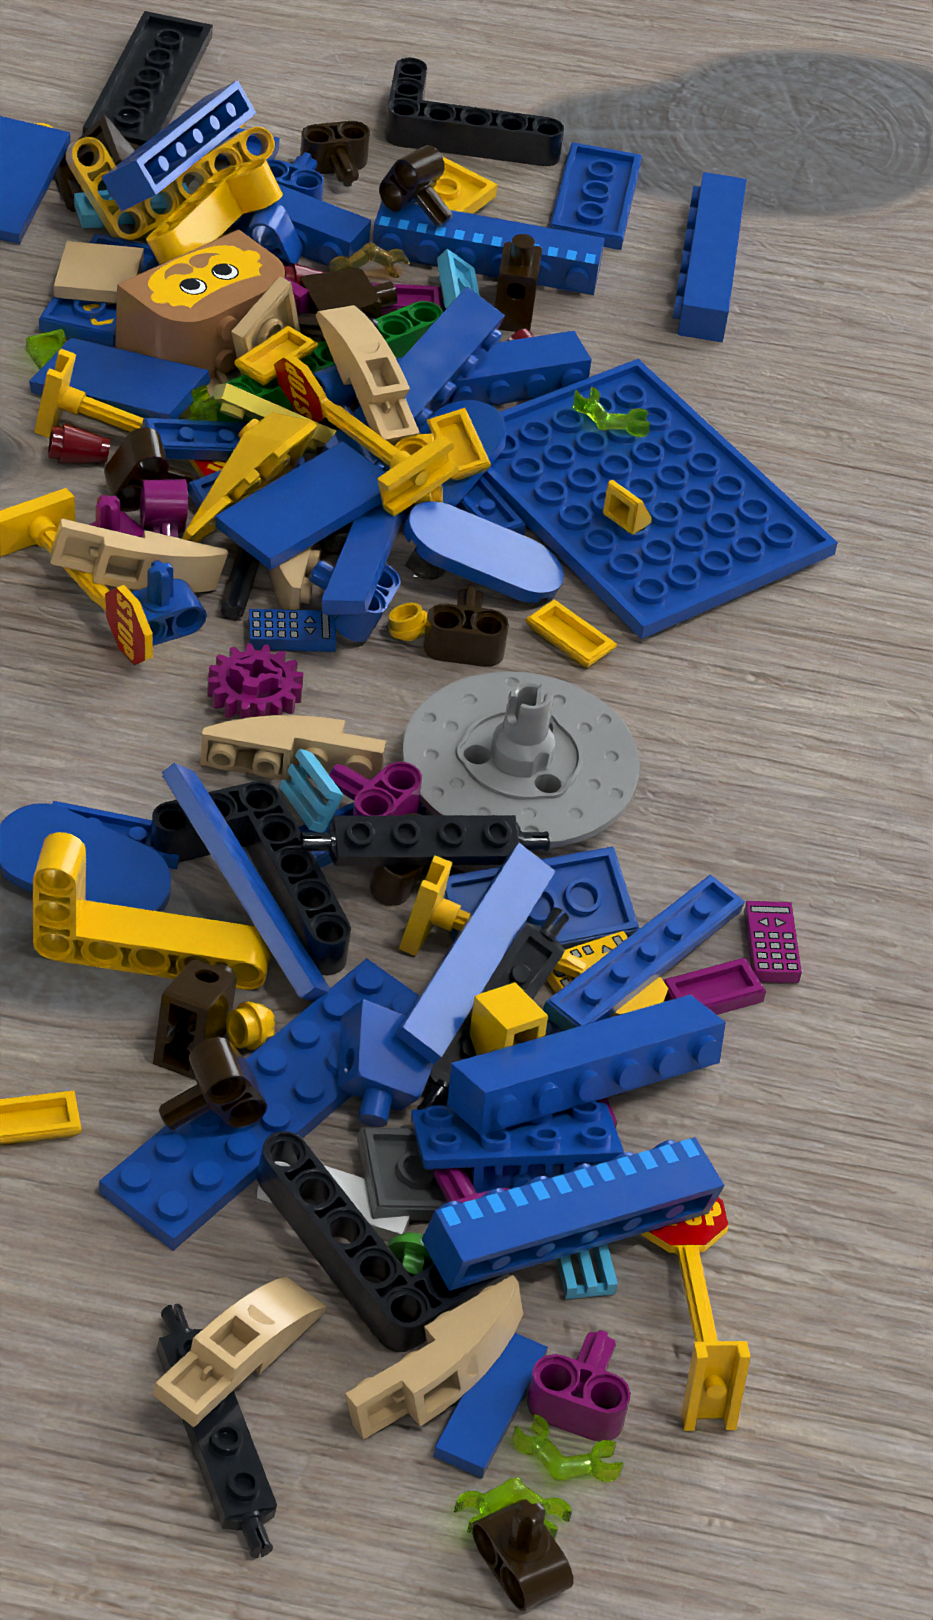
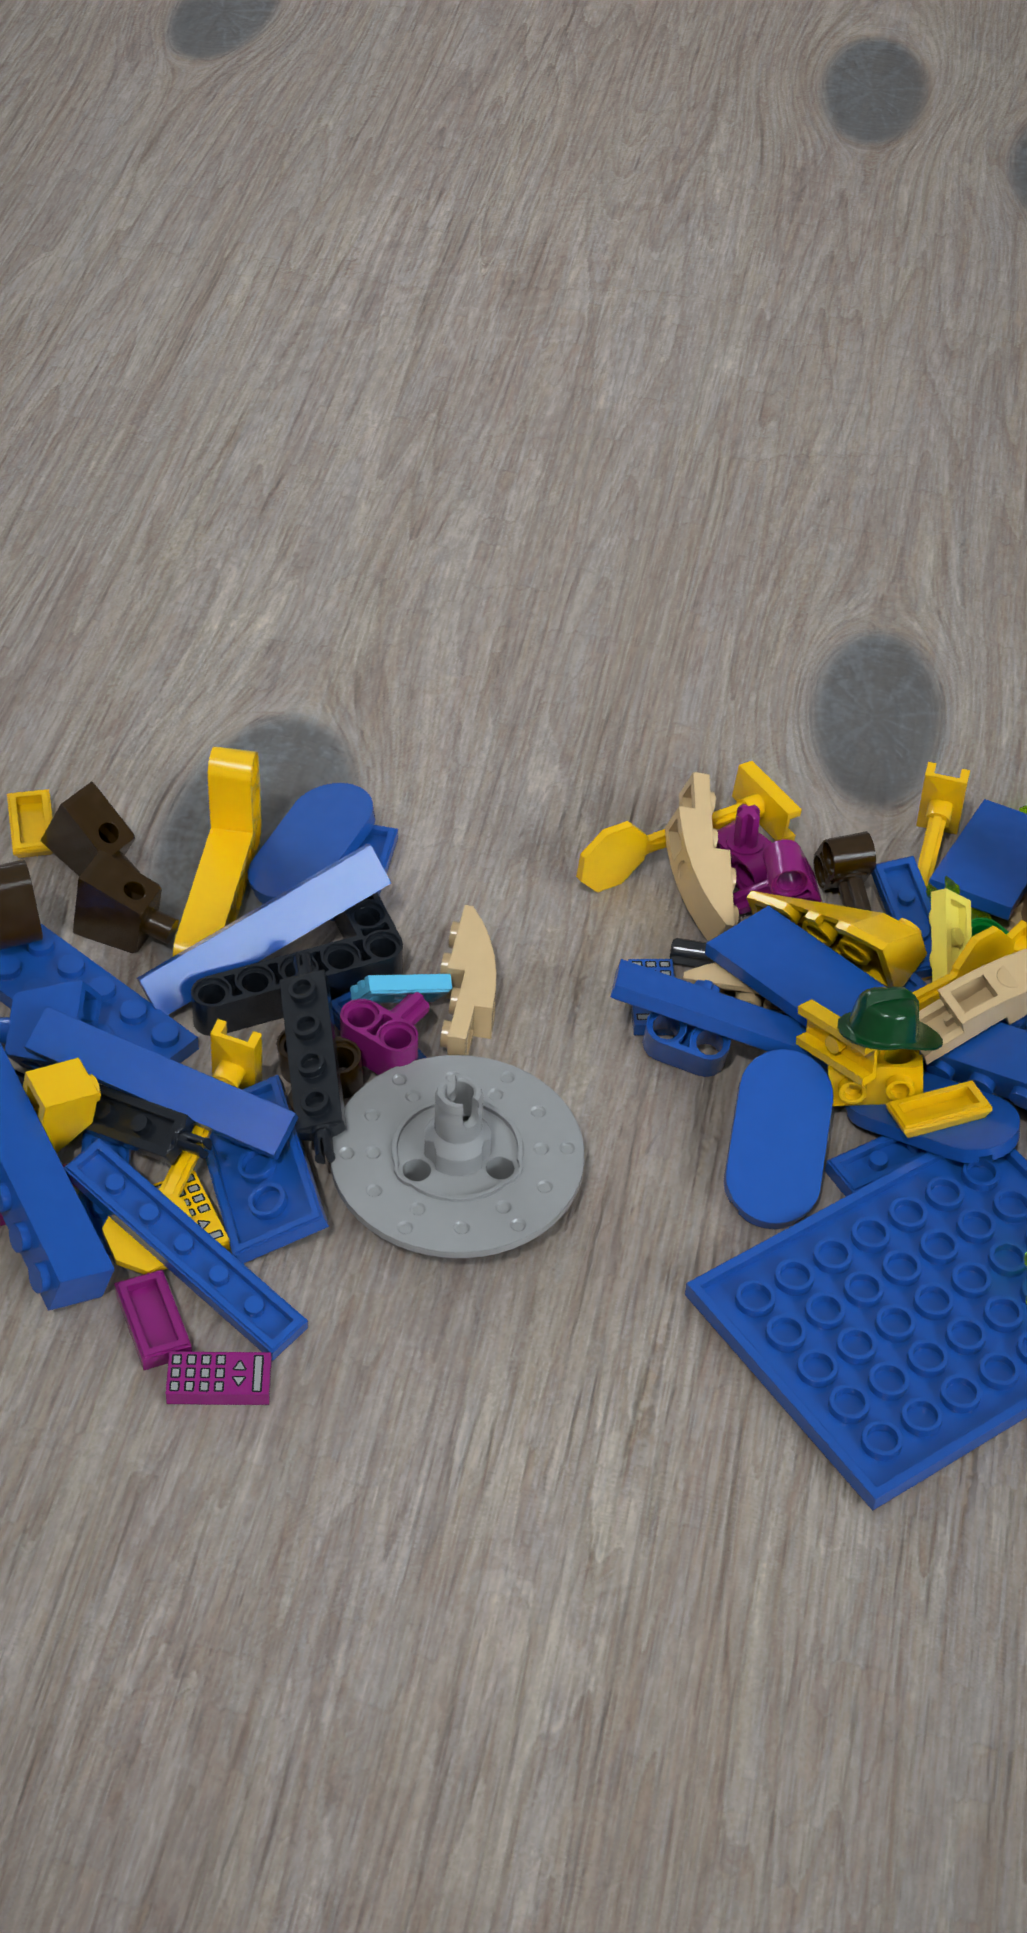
camera: 95 degrees right, 0 degrees up
(77, 445) = (891, 830): dark red cone -> none
(88, 1040) = (86, 826): none -> dark brown torso
(169, 605) = (654, 890): blue beam -> none
(250, 1025) = (116, 953): yellow plate -> none
(254, 683) = (558, 959): magenta gear -> none
(407, 621) = (671, 1082): yellow plate -> none
(420, 428) = (888, 1021): none -> dark green piece
(466, 631) = (660, 1127): dark brown beam -> none
(570, 633) = (680, 1227): yellow tile -> none
(625, 508) = (873, 1267): yellow slope -> none

